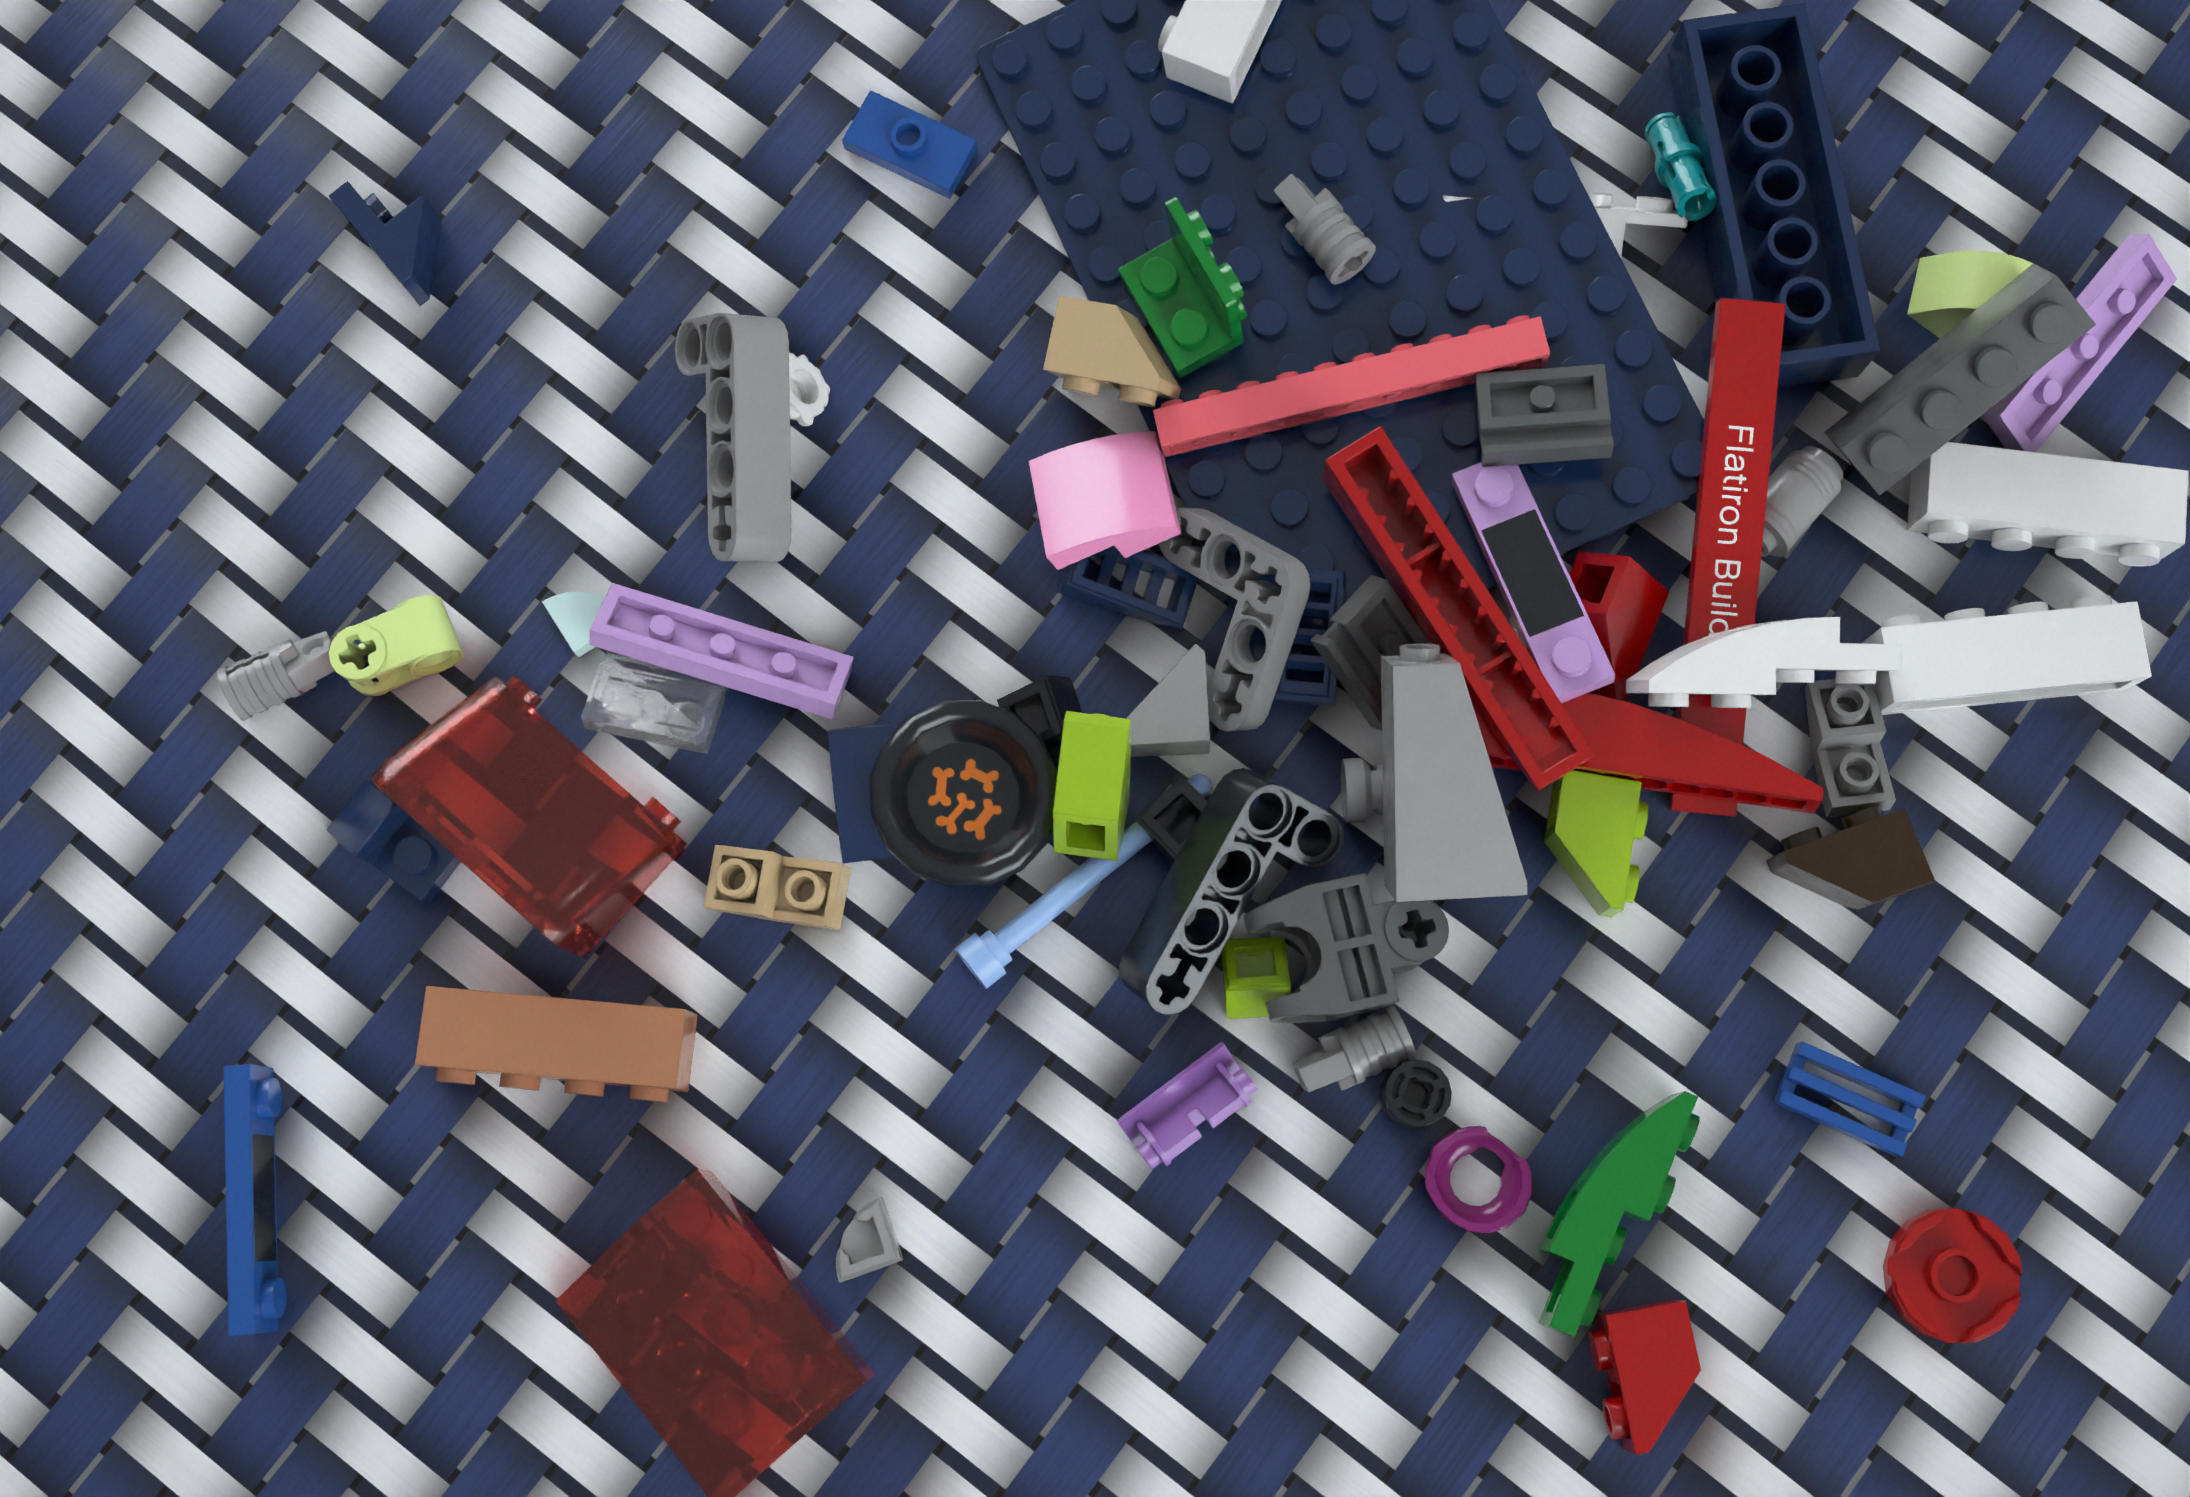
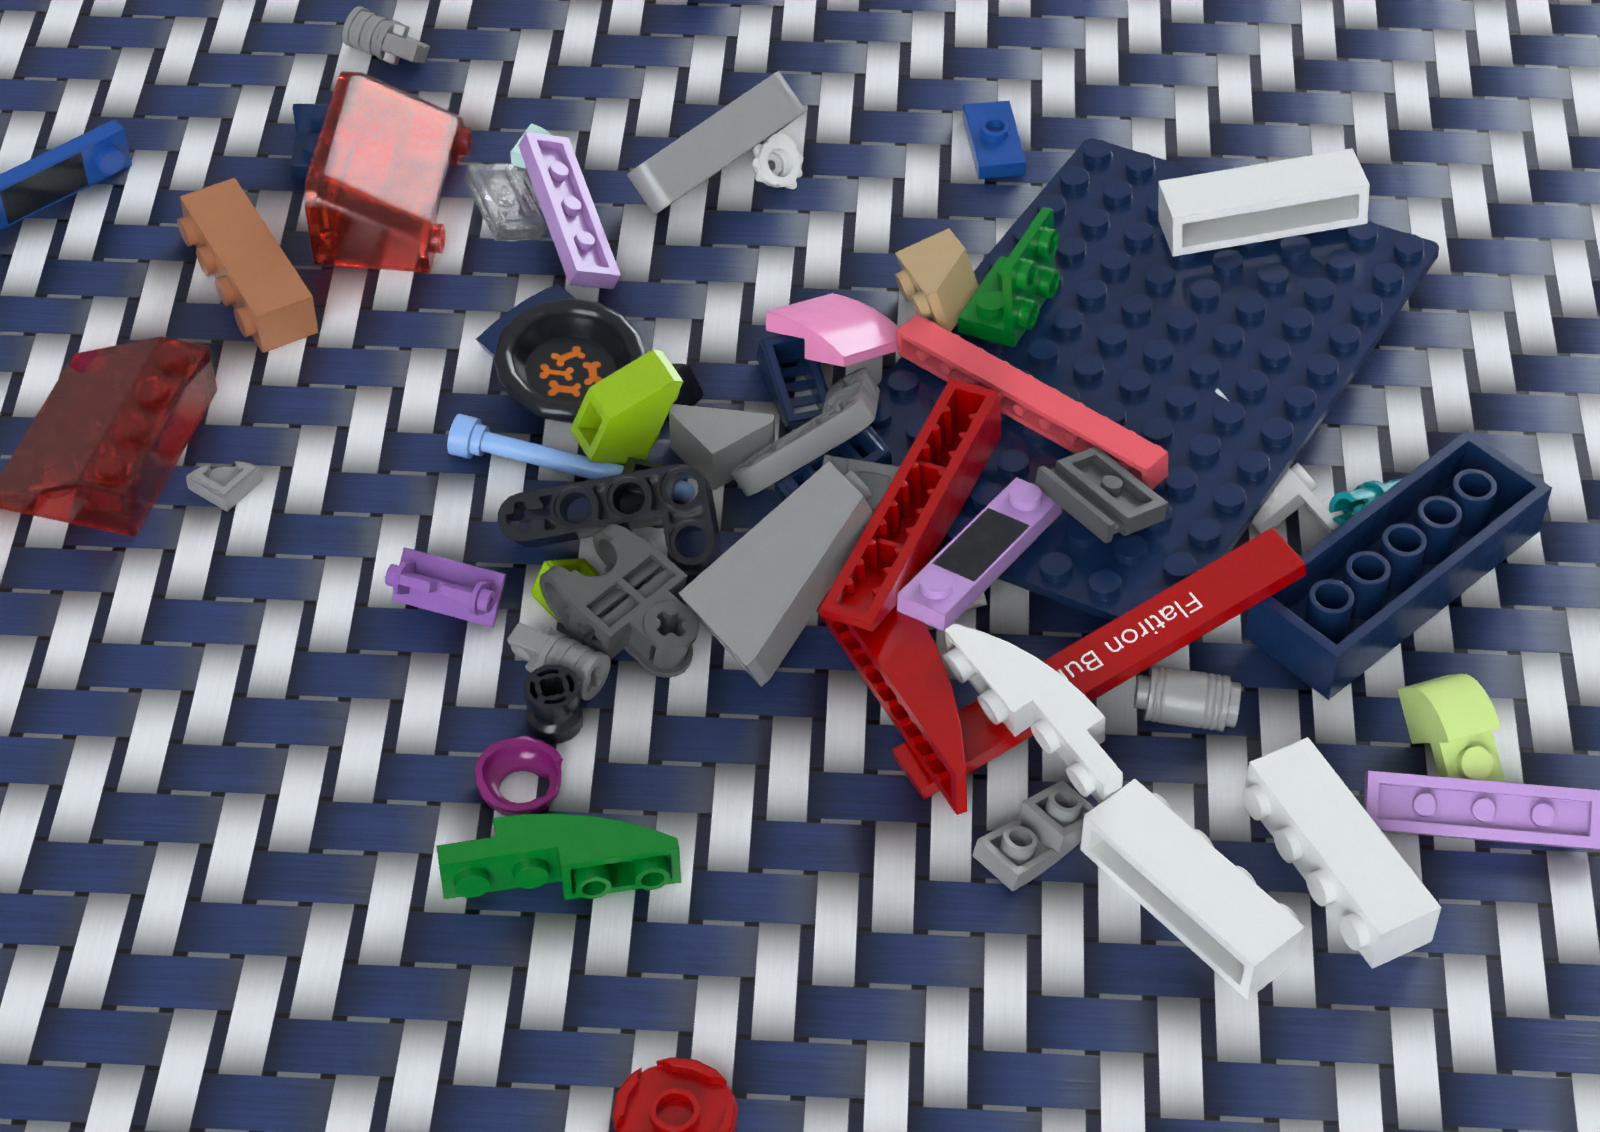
camera: 50 degrees right, 30 degrees down
(402, 644) = (446, 78): yellowish green piece -> none
(777, 887) = (433, 320): tan slope -> none
(1325, 230) = (1123, 330): light grey hinge -> none
(1593, 836) = (833, 709): lime slope -> none
(1623, 609) = (1011, 615): red slope -> none
(1648, 1368) = (450, 942): red slope -> none
(1859, 865) = (950, 876): dark brown slope -> none
(1901, 1120) = (754, 936): blue tile -> none
(1960, 377) = (1361, 709): dark grey brick -> none

